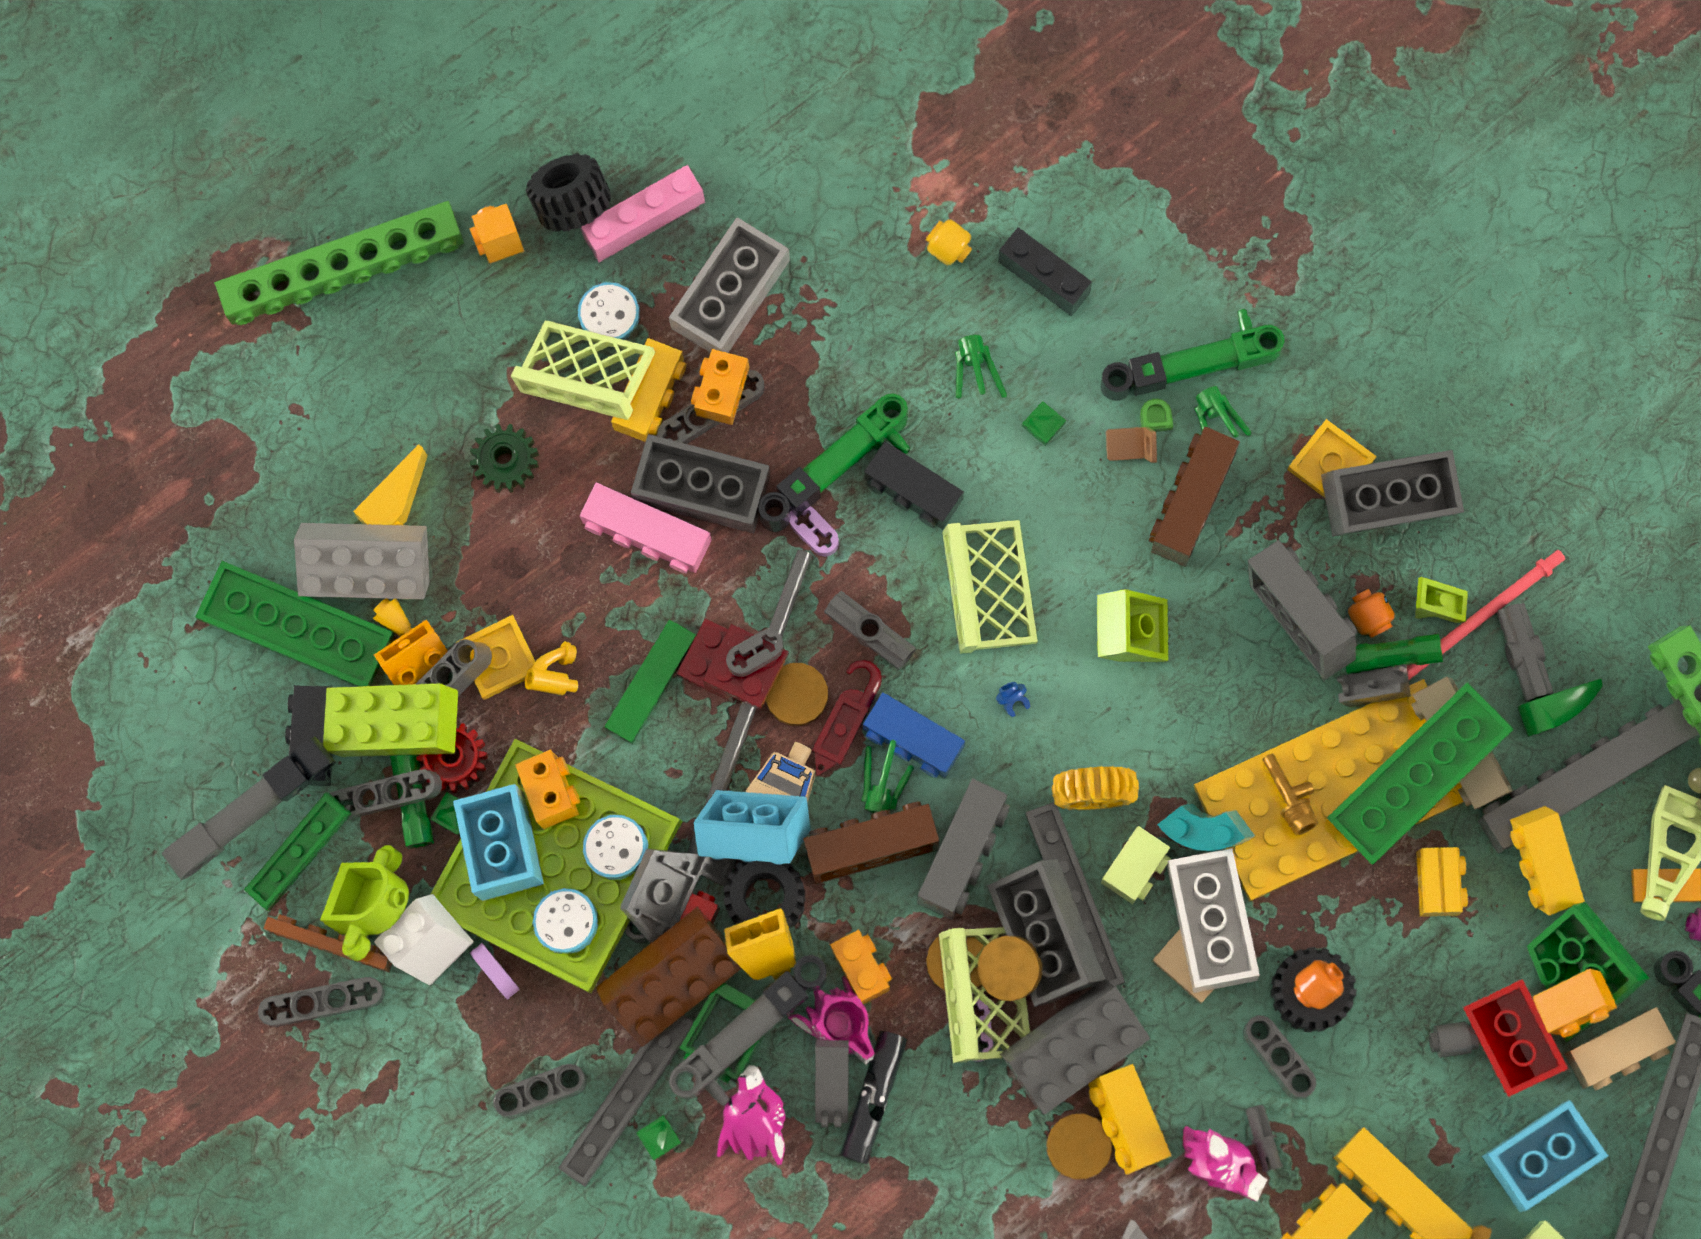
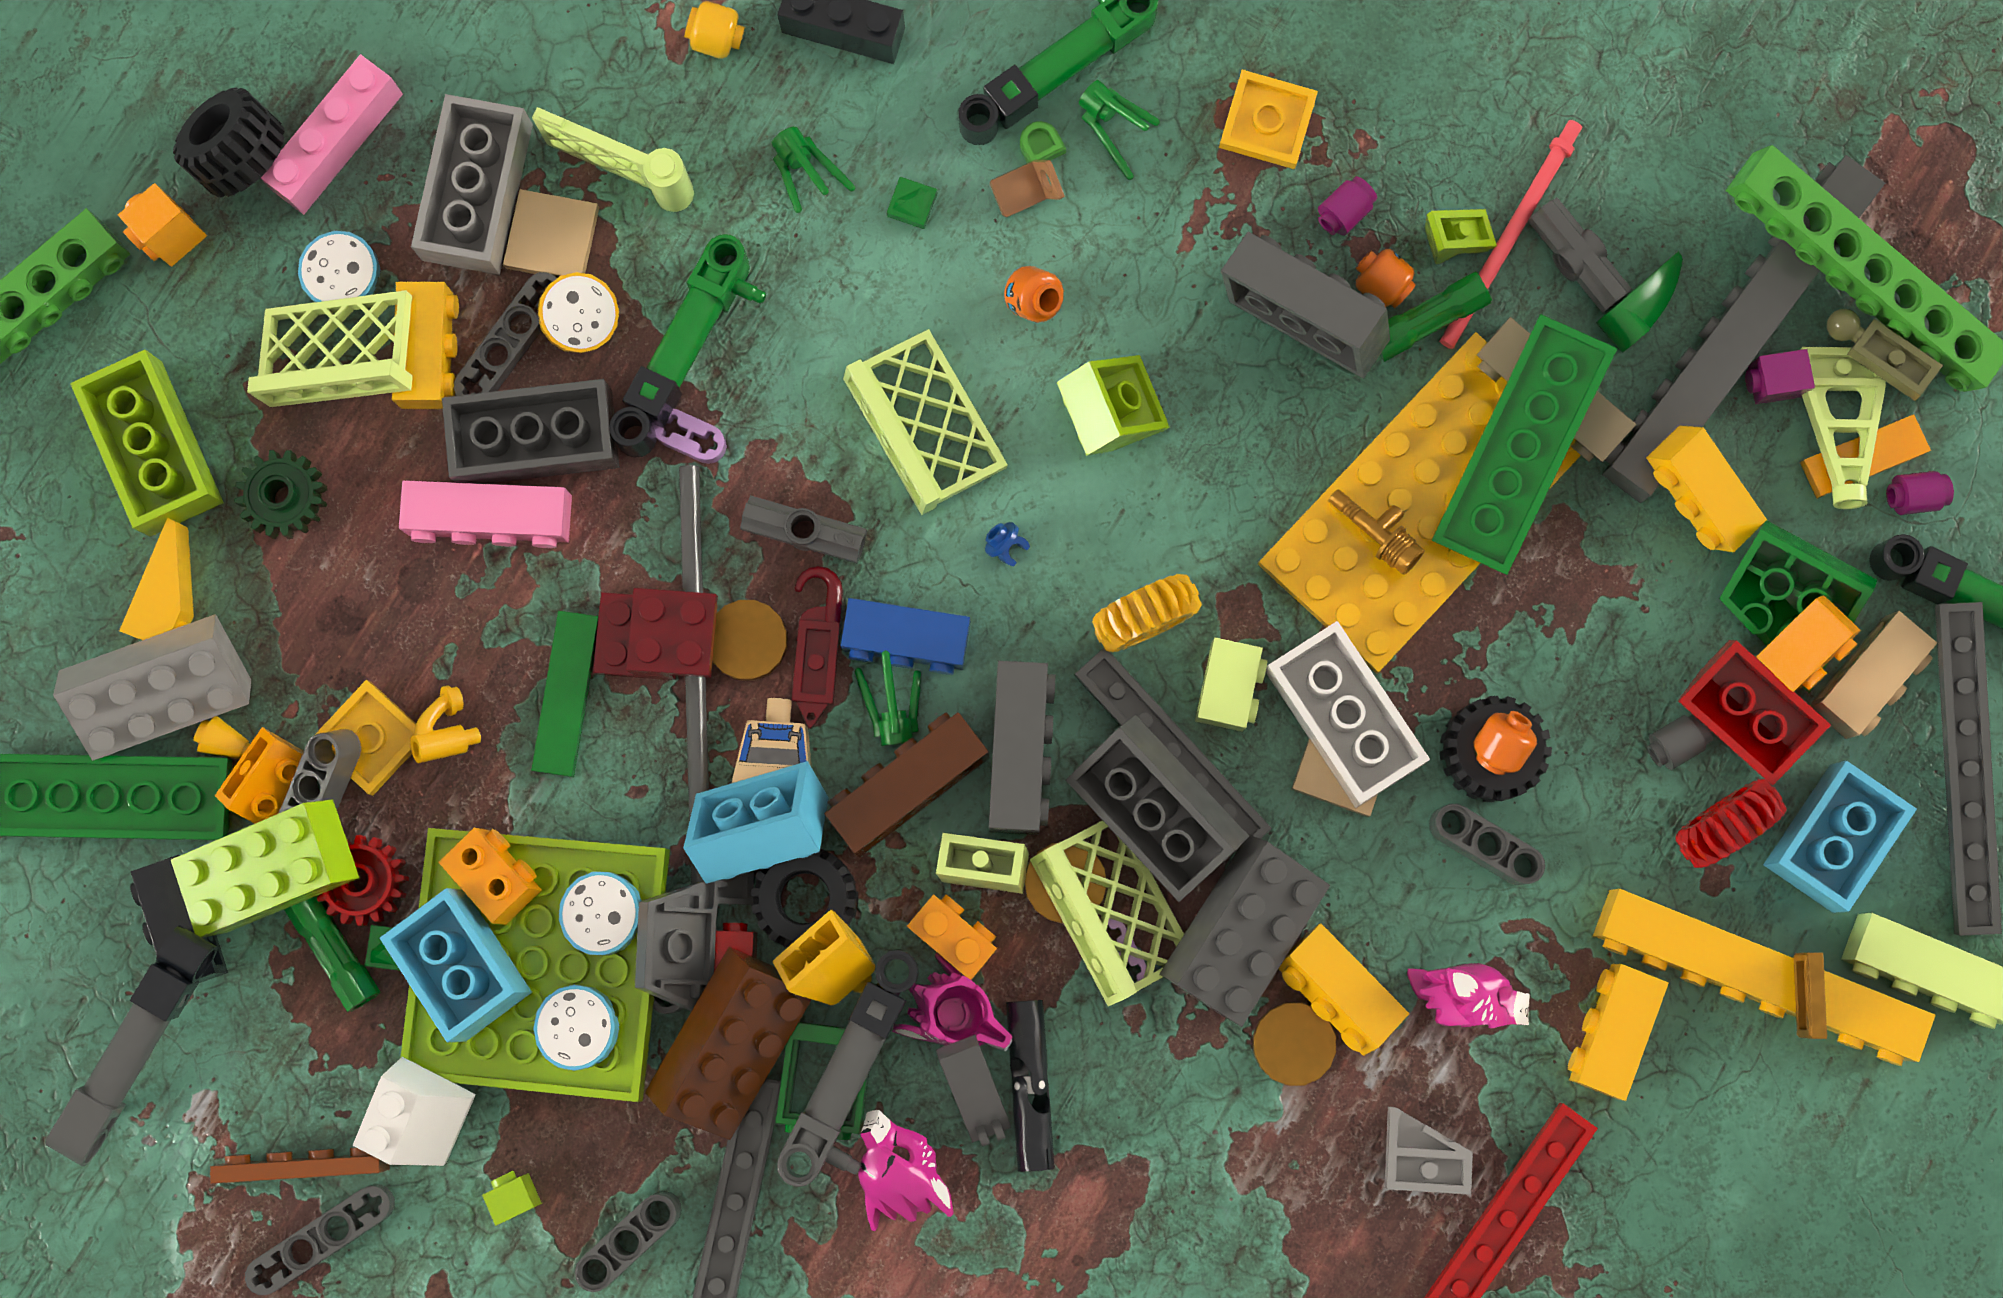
camera: 25 degrees left, 5 degrees up
(297, 851) = (217, 1070): green tile -> none
(366, 900) = (323, 1099): lime piece -> none
(382, 792) = (291, 957): dark grey beam -> none
(424, 384) = (146, 442): none -> lime brick
(469, 1026) = (511, 1197): none -> lime plate
(494, 971) = (515, 1118): lavender beam -> none
(658, 1137) = (793, 1237): green tile -> none
(720, 386) = (508, 306): light orange brick -> none
(750, 646) = (667, 606): dark grey beam -> none
(769, 410) = (578, 312): none -> white tile
(772, 345) = (550, 234): none -> tan tile
(869, 331) = (659, 171): none -> yellowish green piece
(903, 922) = (982, 863): none -> yellowish green brick
(913, 486) = (786, 337): black brick -> none
(1009, 968) = (1132, 869): pearl gold tile -> none
(1106, 524) = (1034, 294): none -> orange head
(1195, 496) = (1127, 218): reddish brown brick -> none
(1205, 832) = (1296, 613): teal brick -> none
(1263, 1138) = (1505, 947): dark grey axle -> none
(1364, 549) = (1346, 206): none -> magenta brick
(1374, 686) = (1423, 362): dark grey hinge -> none
(1392, 493) = (1355, 125): dark grey brick -> none
(1440, 882) = (1590, 562): yellow brick -> none
(1465, 1112) = (1730, 823): none -> red gear
(1638, 800) = (1780, 376): none -> magenta brick

